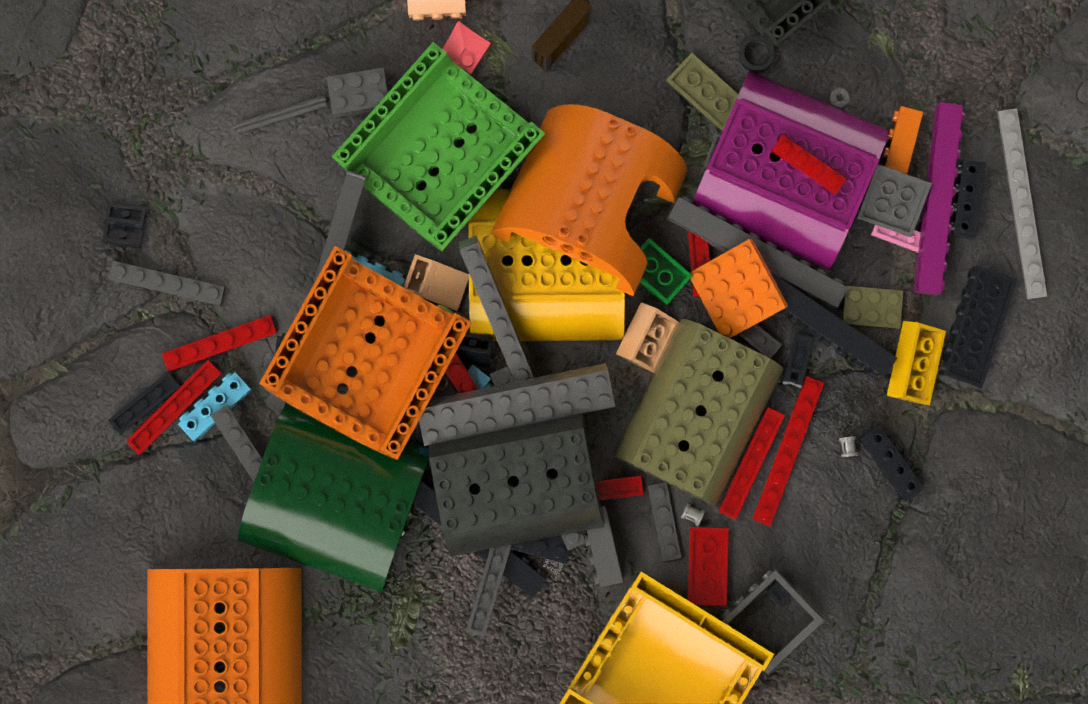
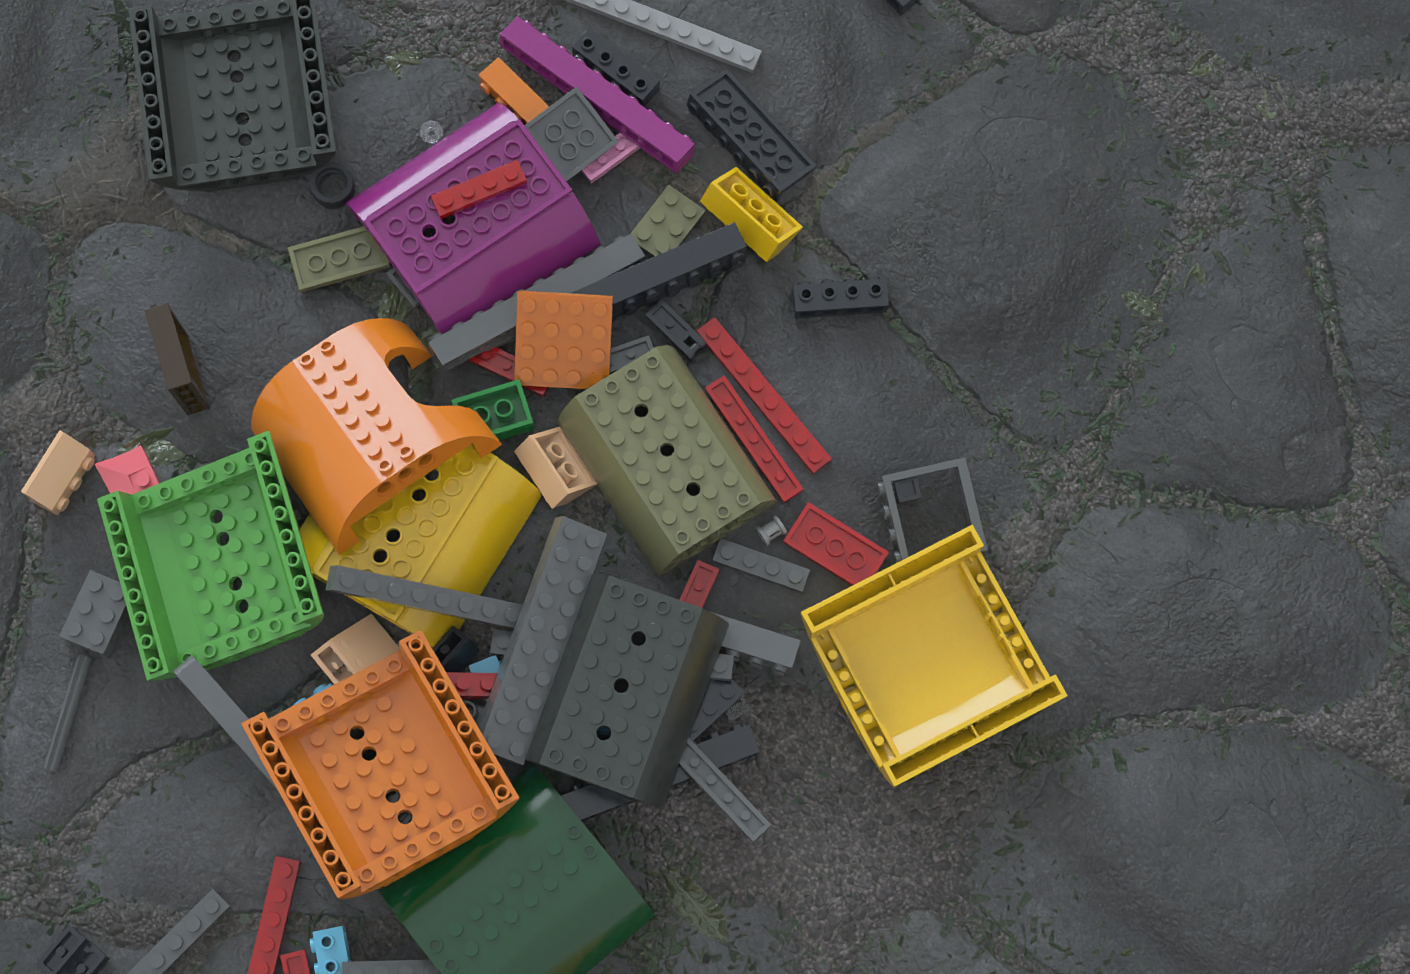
camera: 60 degrees left, 10 degrees down
(848, 446) = (796, 331): light grey bush -> none

